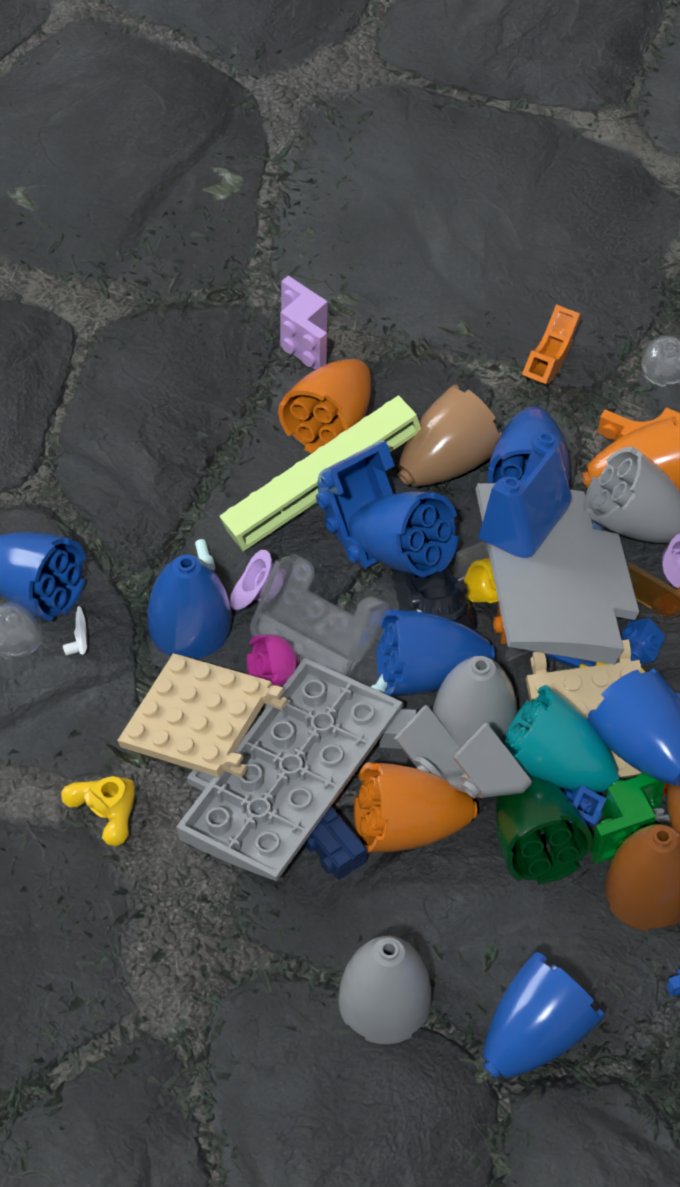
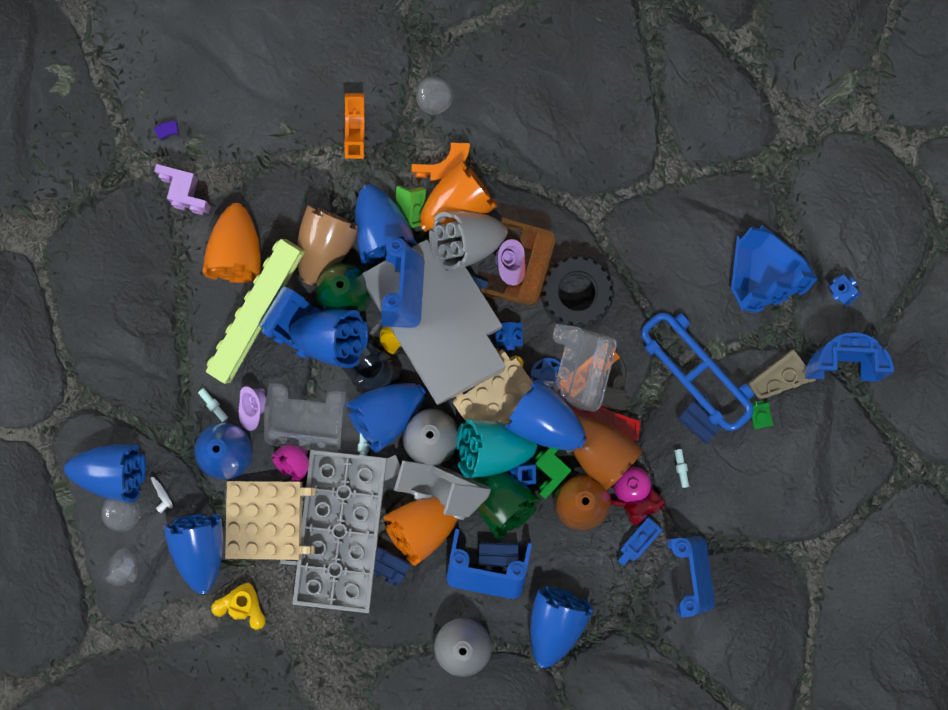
camera: 25 degrees left, 30 degrees up
(87, 704) = (196, 549): none -> blue cylinder
(319, 271) = (167, 129): none -> dark purple piece
(456, 478) = (349, 297): none -> dark green cylinder
(464, 920) = (483, 581): none -> blue windscreen
(496, 898) = (497, 555): none -> dark blue brick
(582, 446) = (411, 203): none -> bright green panel

